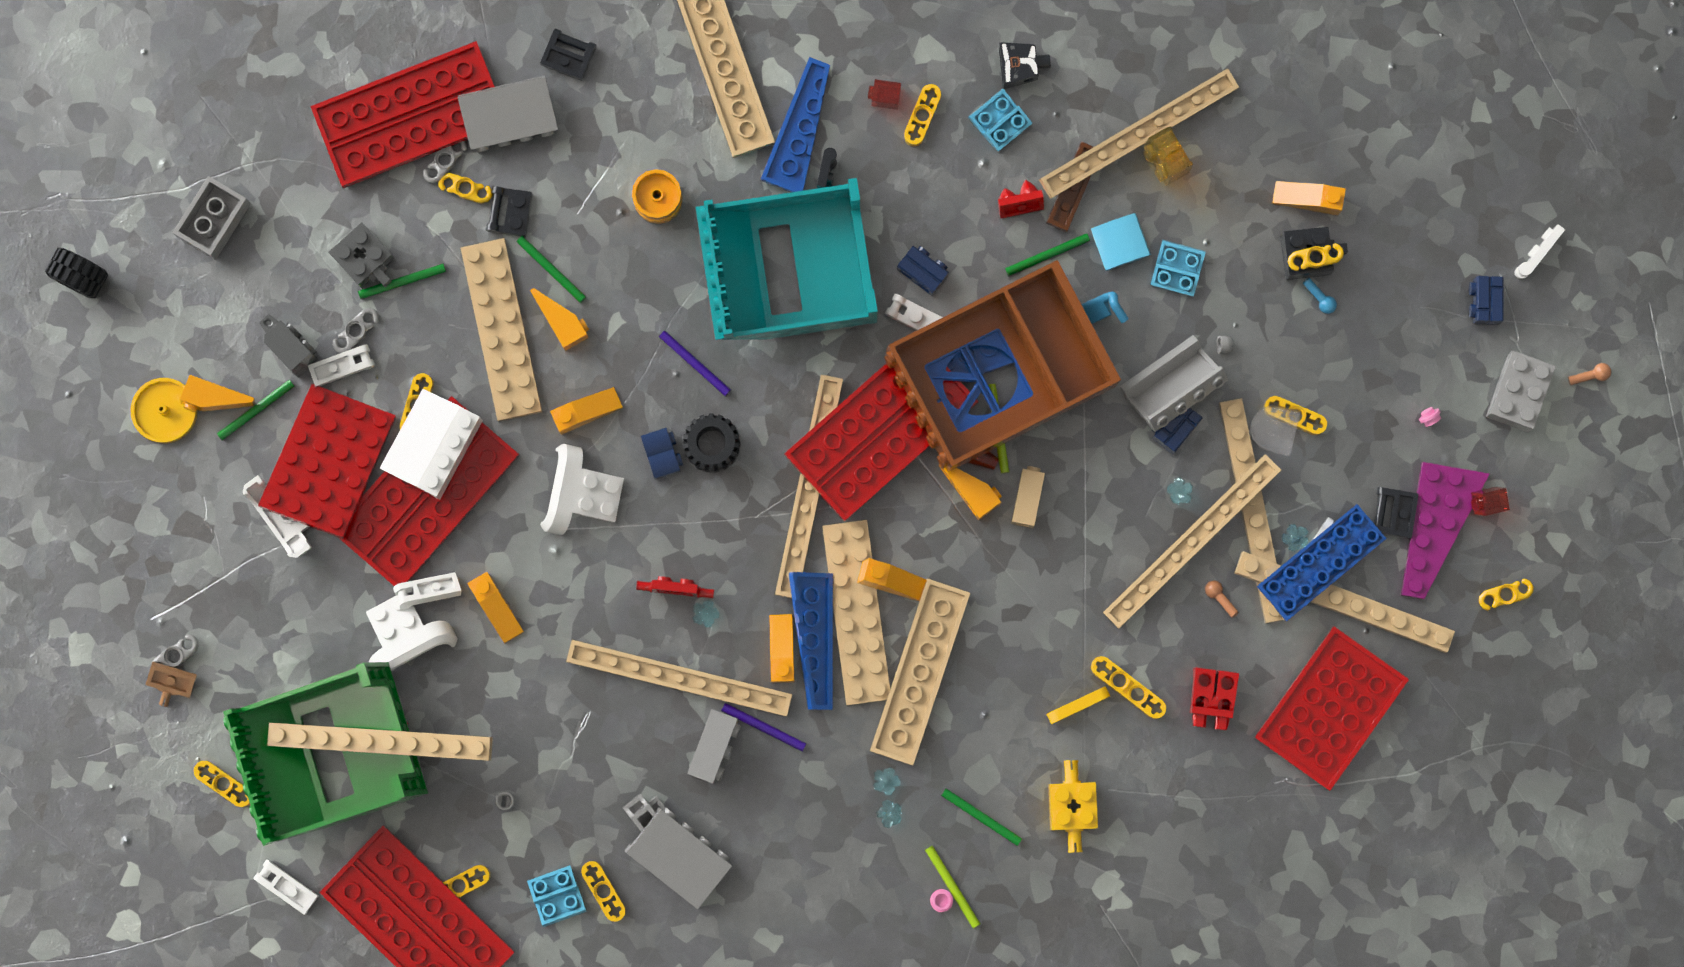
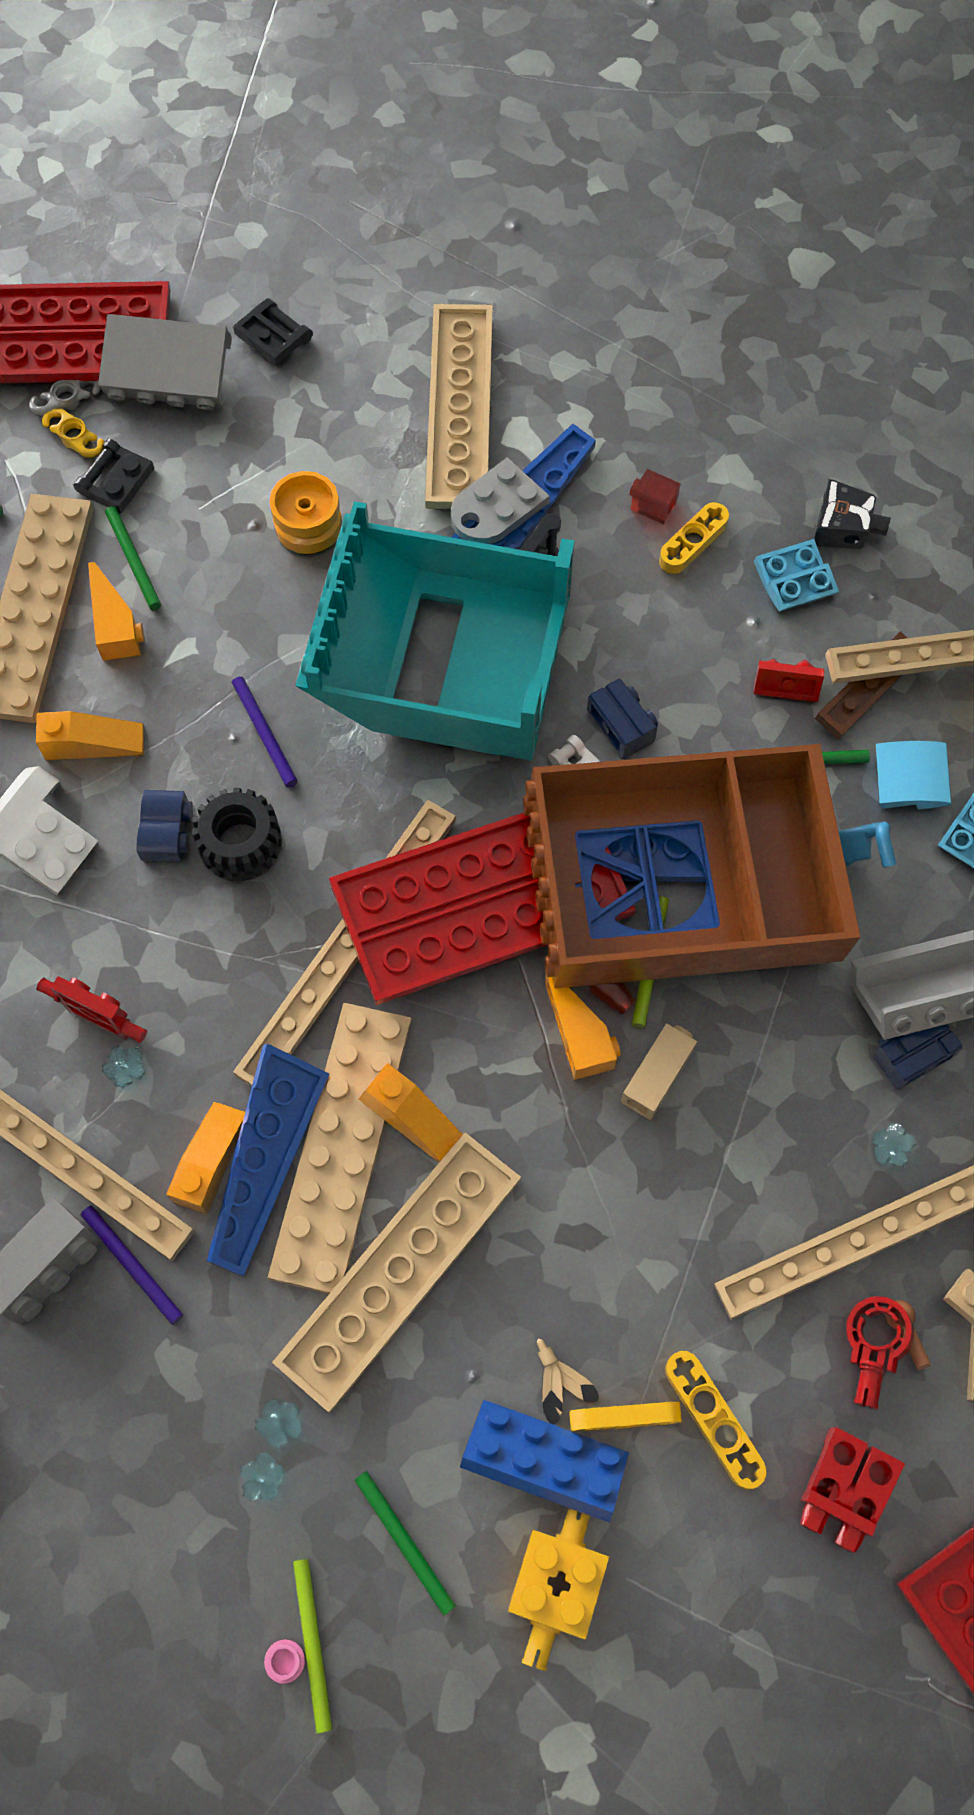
camera: 20 degrees right, 15 degrees down
(783, 141) = (498, 503): none -> light grey plate
(1032, 696) = (558, 1375): none -> tan piece
(1042, 745) = (545, 1460): none -> blue plate
(1213, 616) = (873, 1372): none -> red pin

